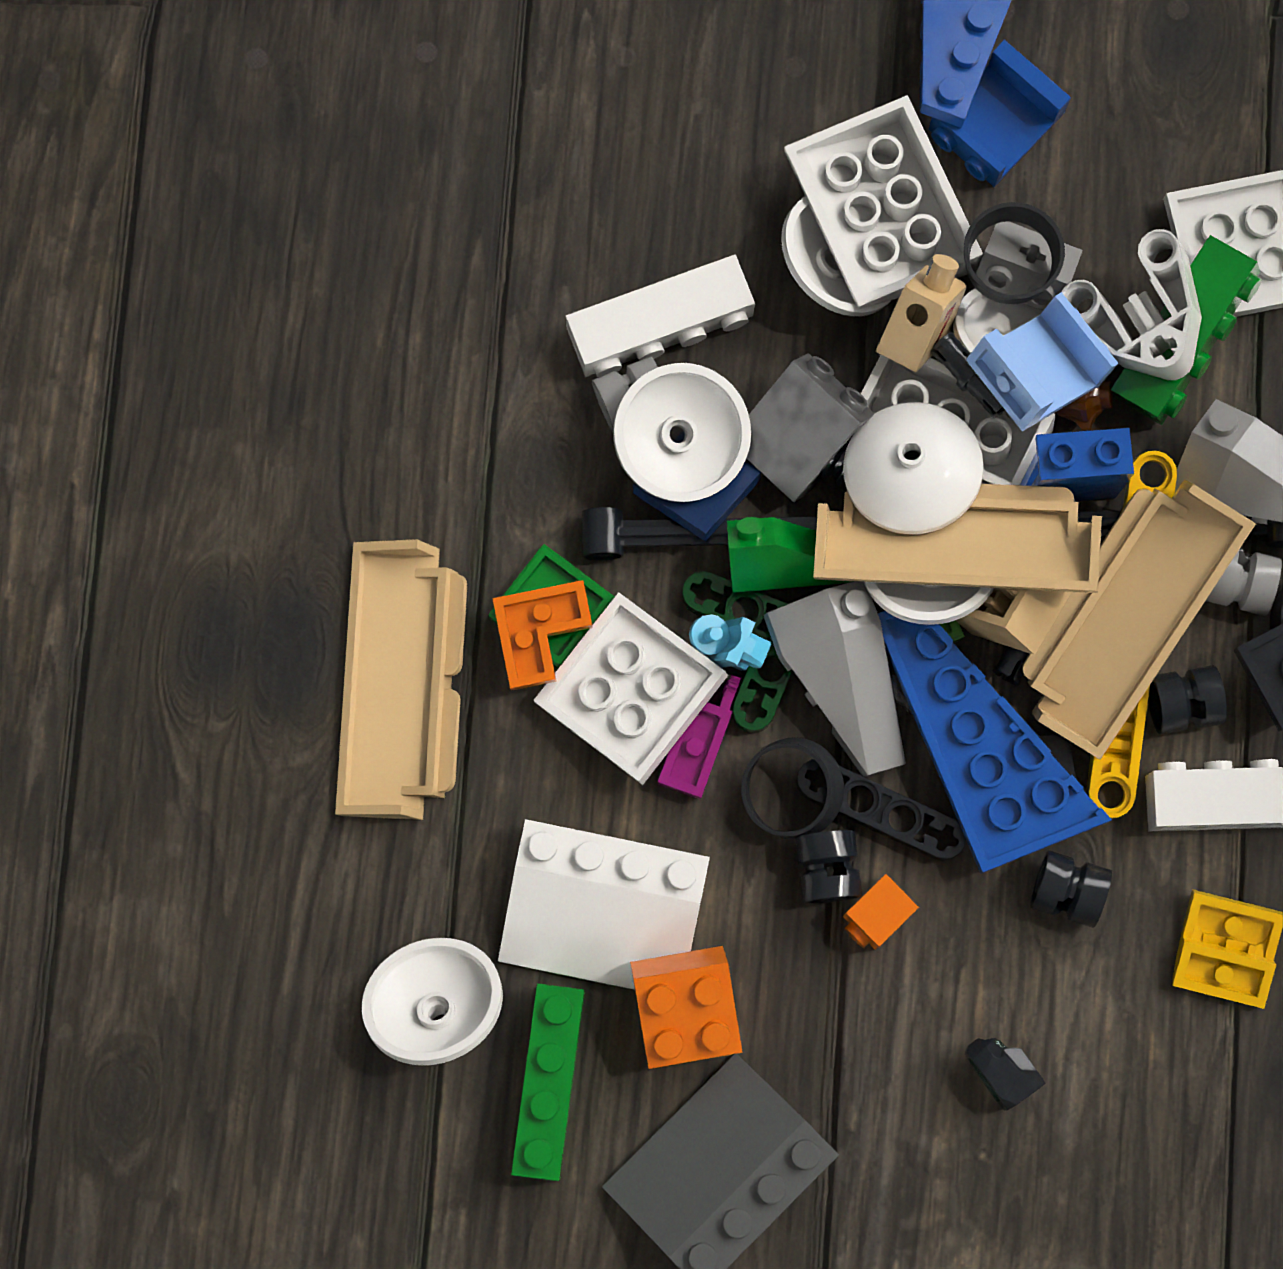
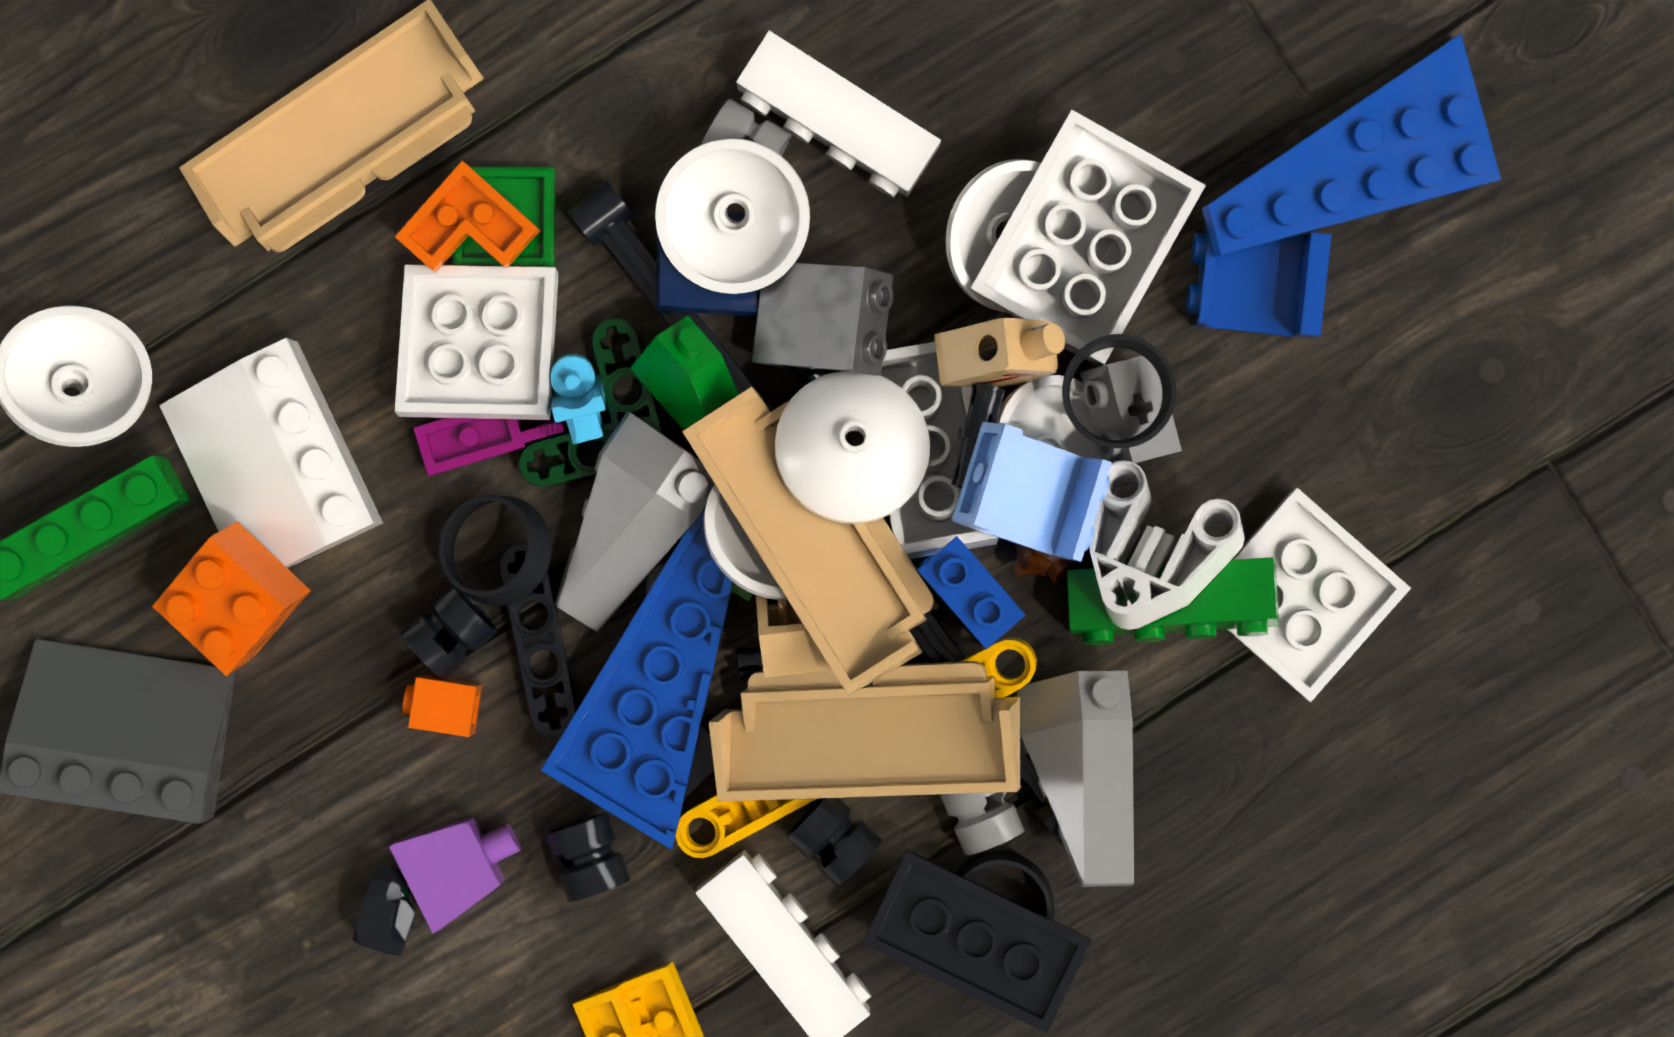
camera: 55 degrees right, 10 degrees up
(1006, 995) = (453, 867): none -> medium lavender torso

